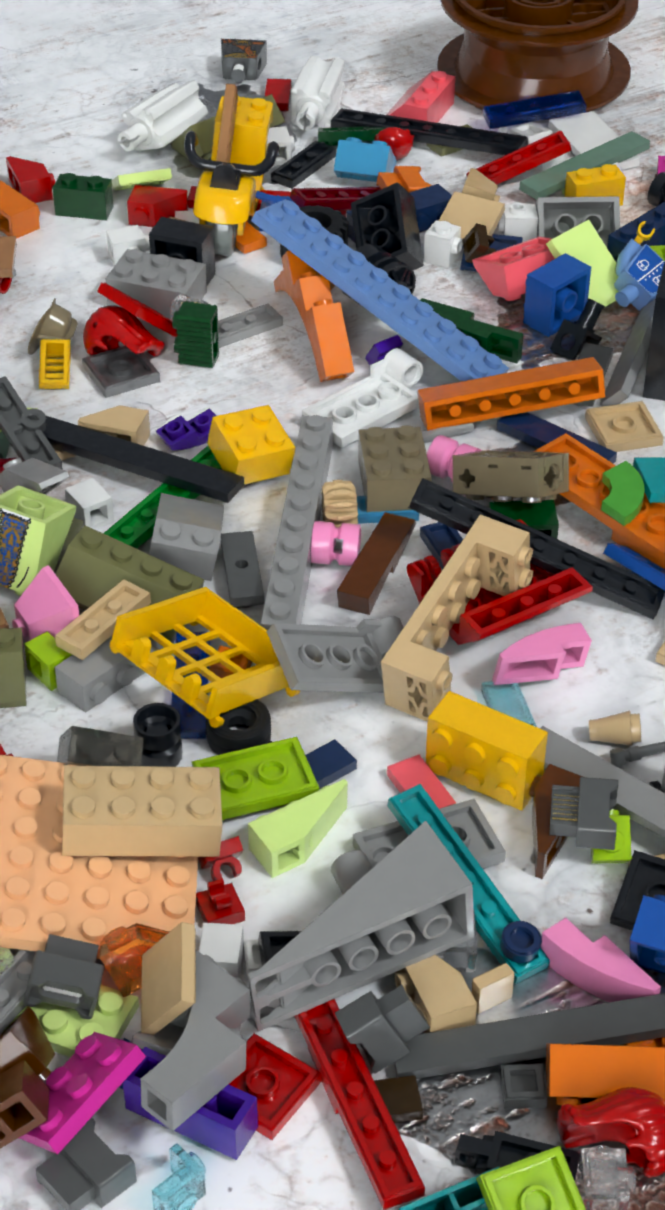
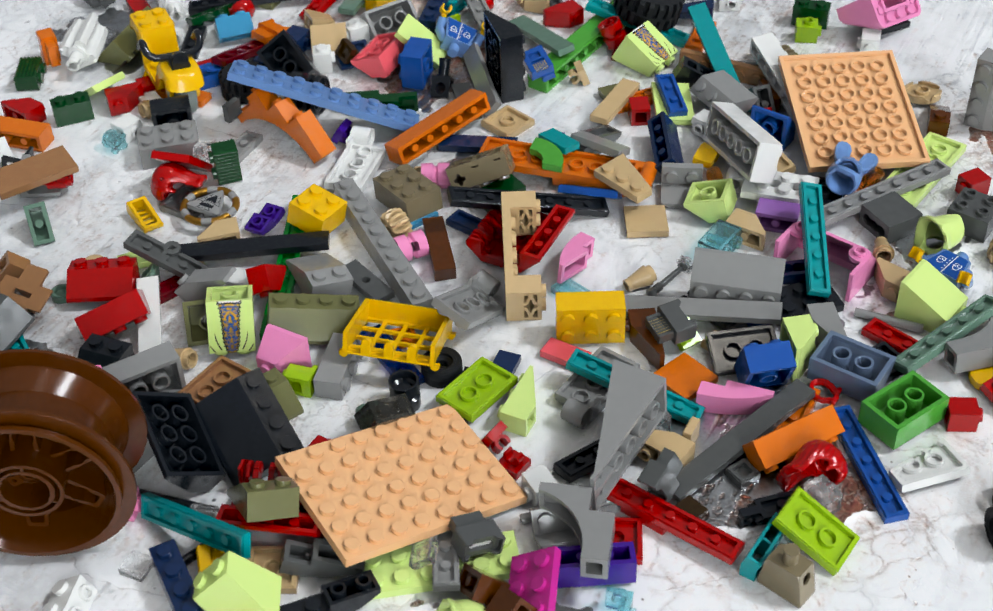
camera: 30 degrees left, 0 degrees up
(54, 324) = (126, 190): dark tan piece -> none
(74, 134) = (29, 73): none -> dark green brick
(98, 255) = (113, 140): none -> clear light blue brick
(98, 621) = (322, 341): tan plate -> none
(110, 507) = (266, 278): none -> red slope
(119, 100) = (49, 47): none -> orange piece
(123, 951) = (507, 504): clear orange slope -> none
(135, 383) = (208, 205): none -> piece
(141, 811) = (445, 429): tan brick -> none
(168, 978) = (544, 504): tan tile -> none
(227, 123) = (151, 29): medium nougat tile -> none
(268, 269) = (232, 109): none -> dark grey tile
(520, 941) = (687, 404): dark blue tile -> none
(560, 894) = (685, 375): none -> orange tile

